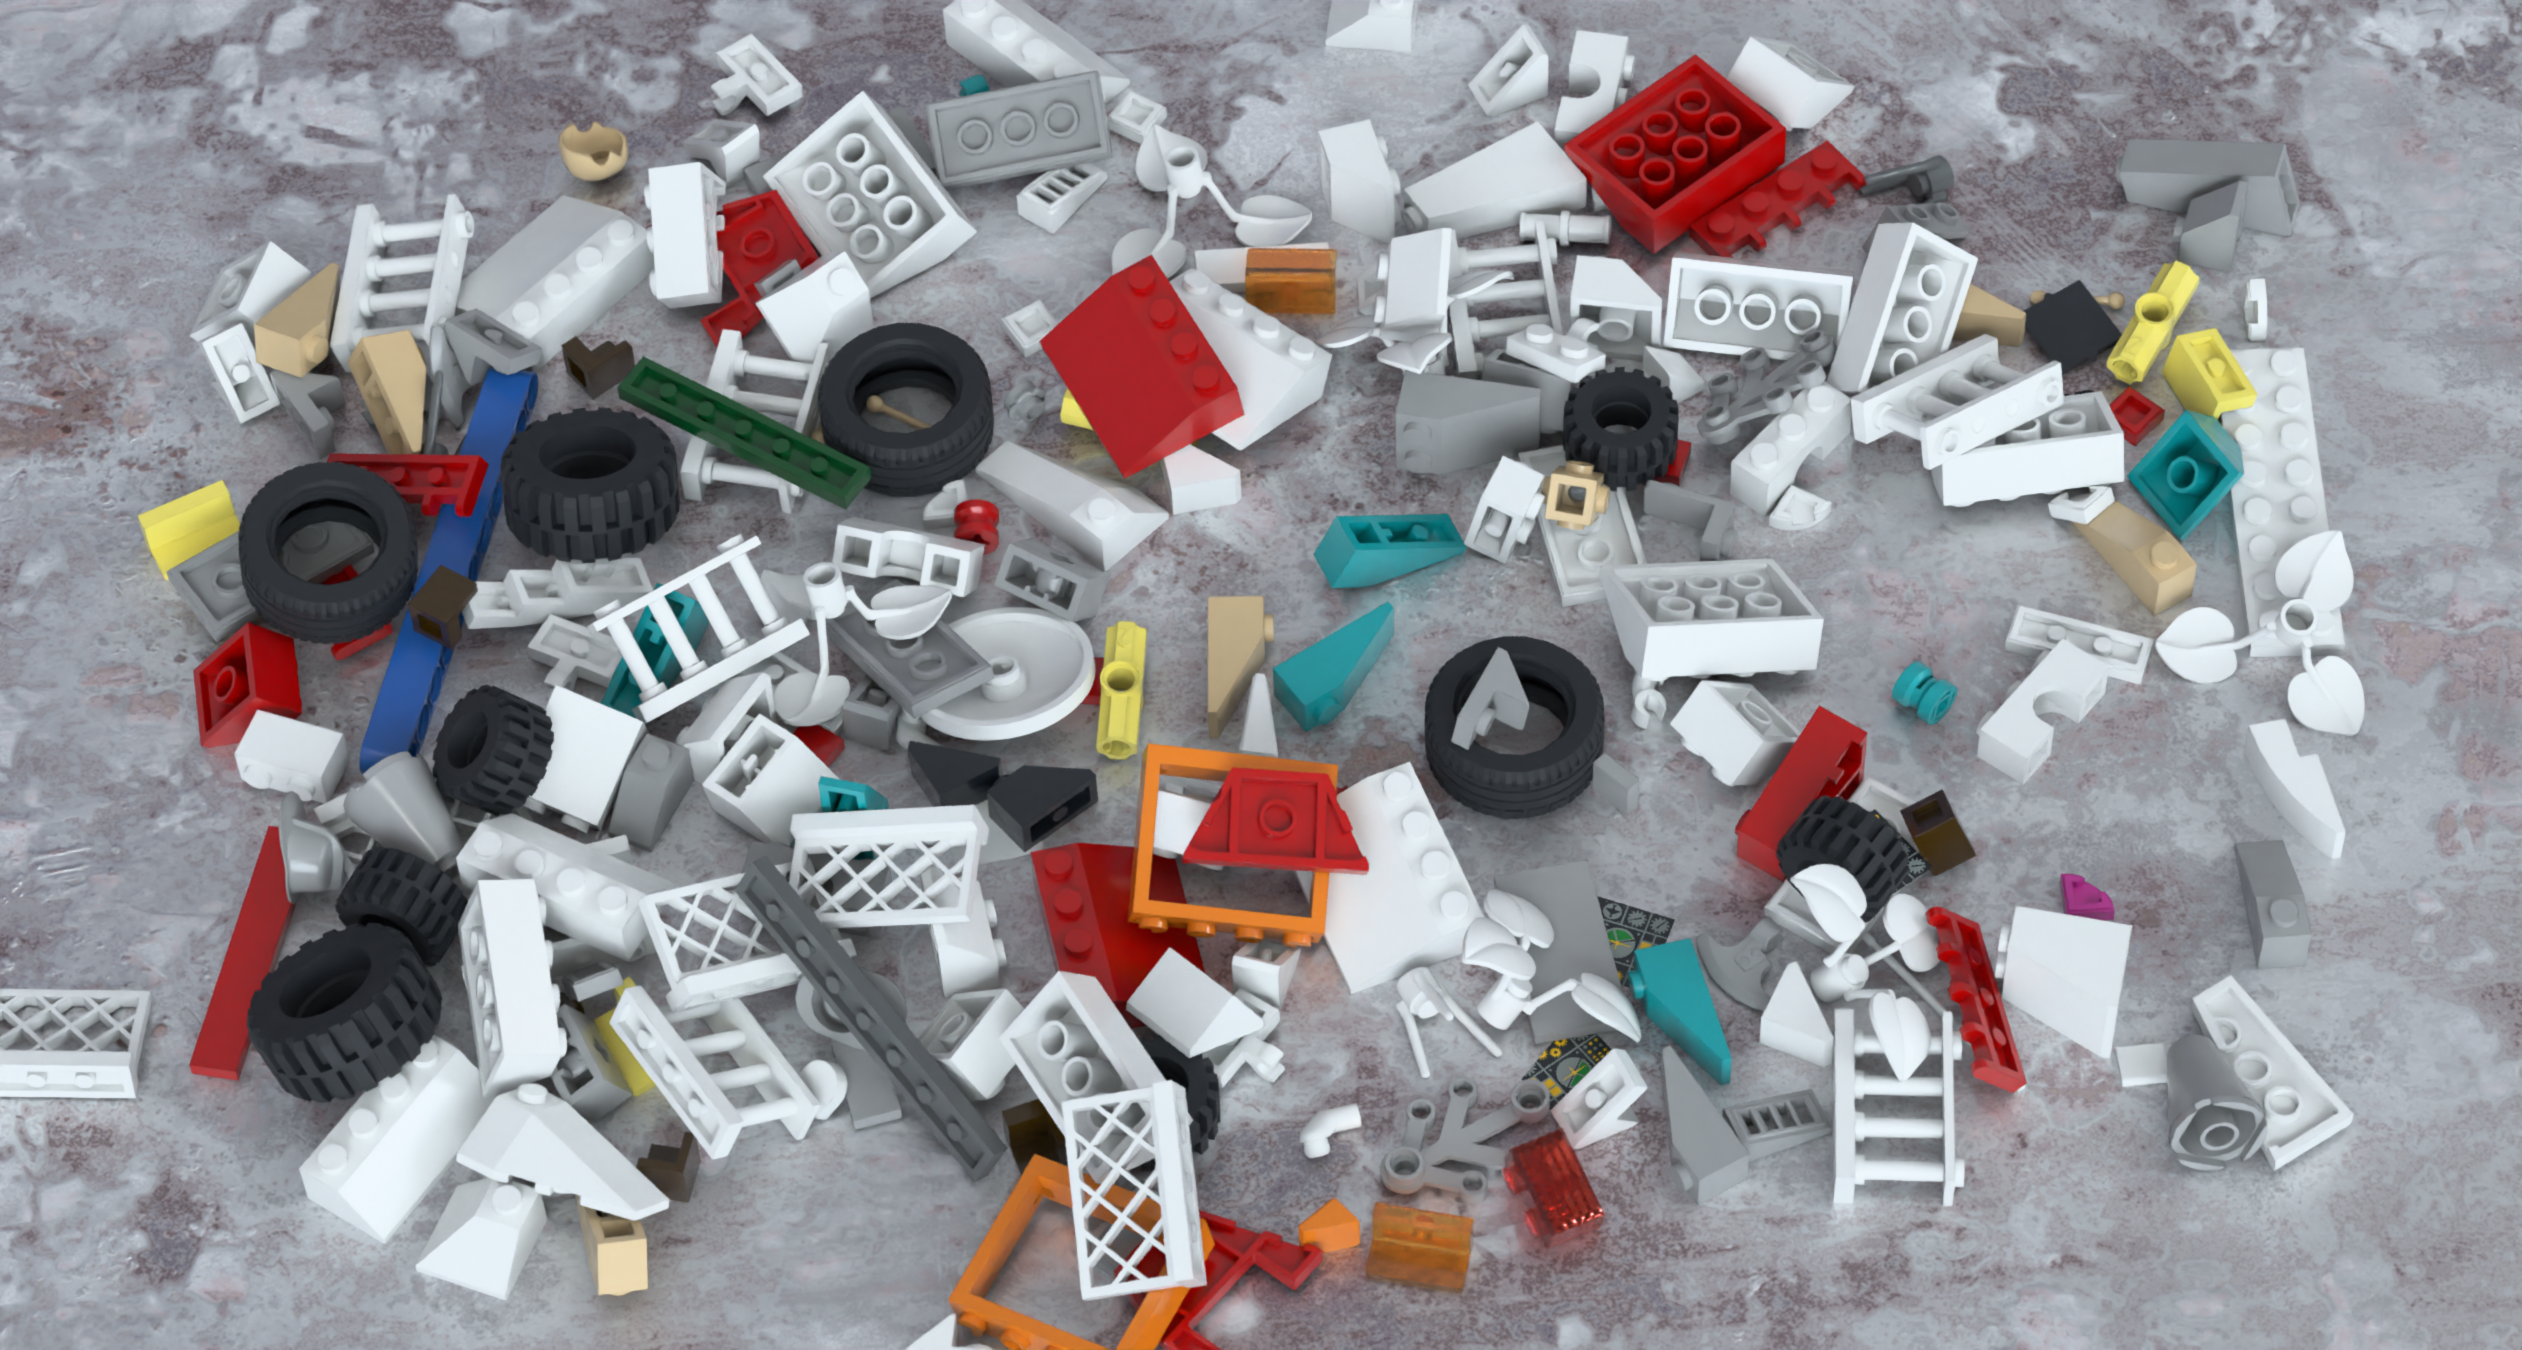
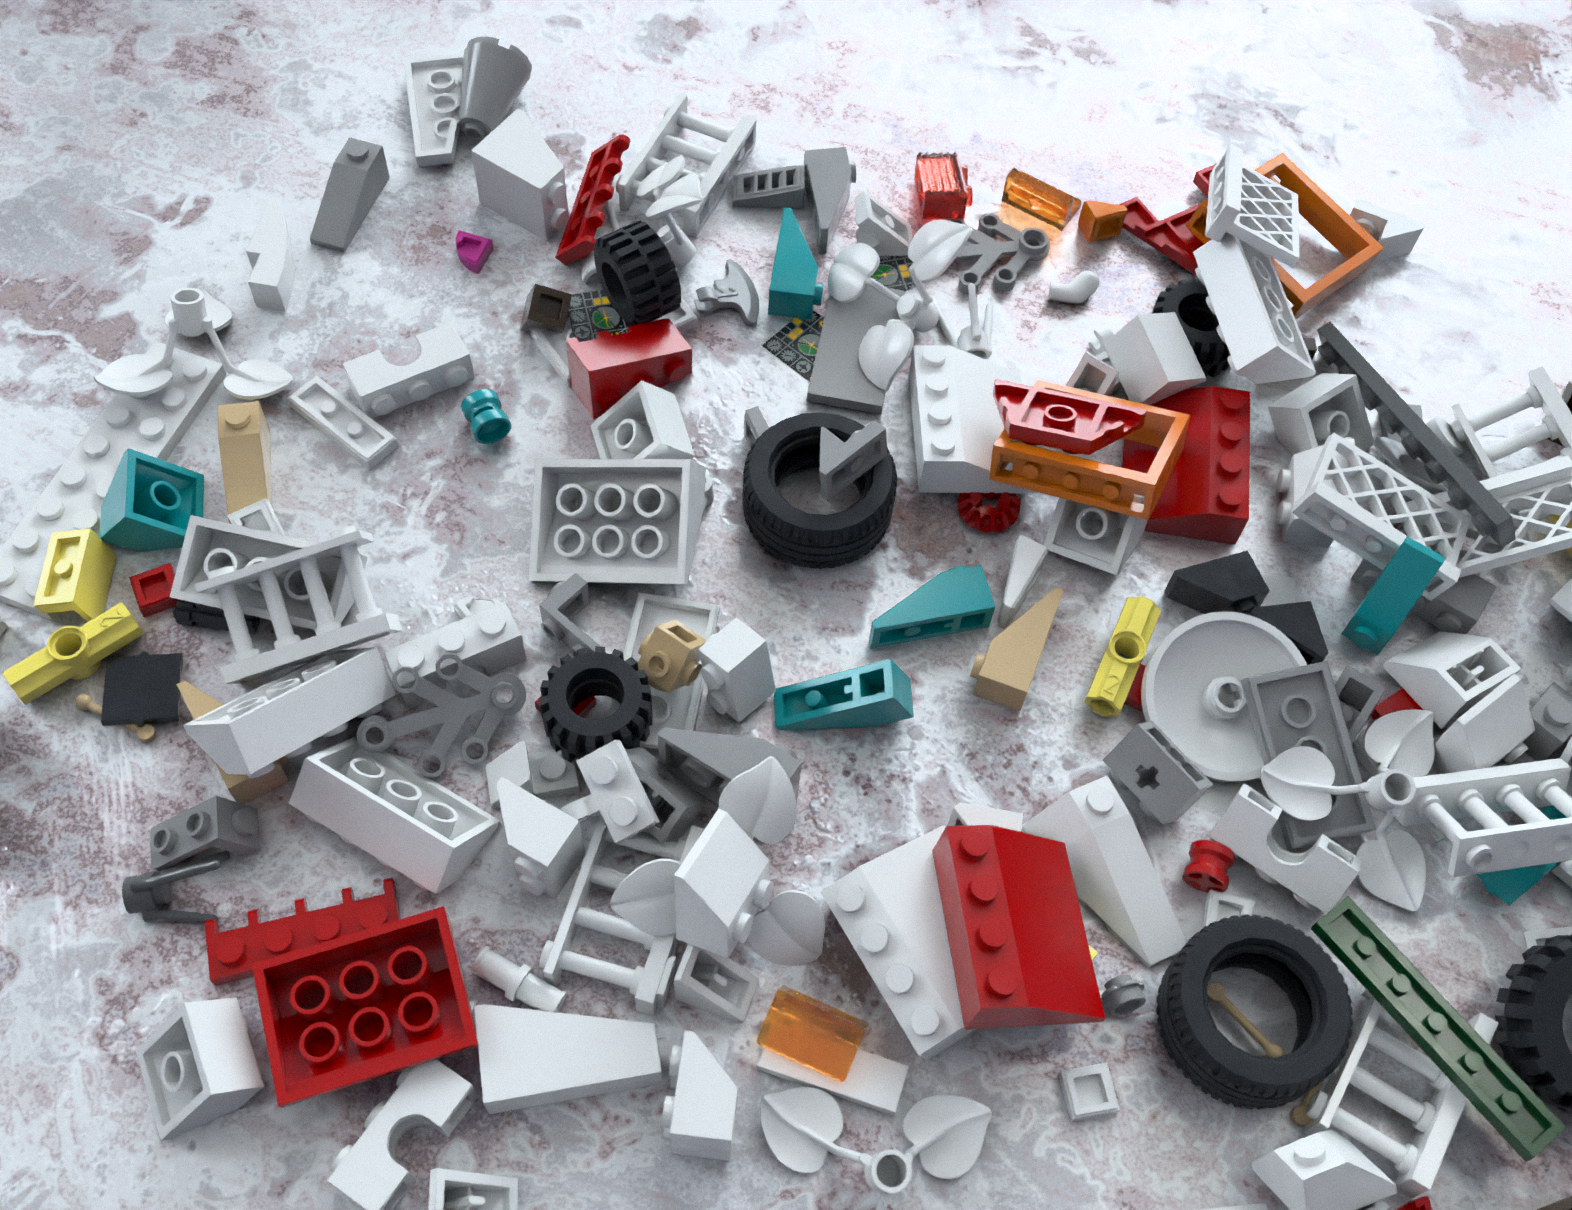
camera: 165 degrees left, 5 degrees up
(1795, 1021) = (724, 235): white slope -> none

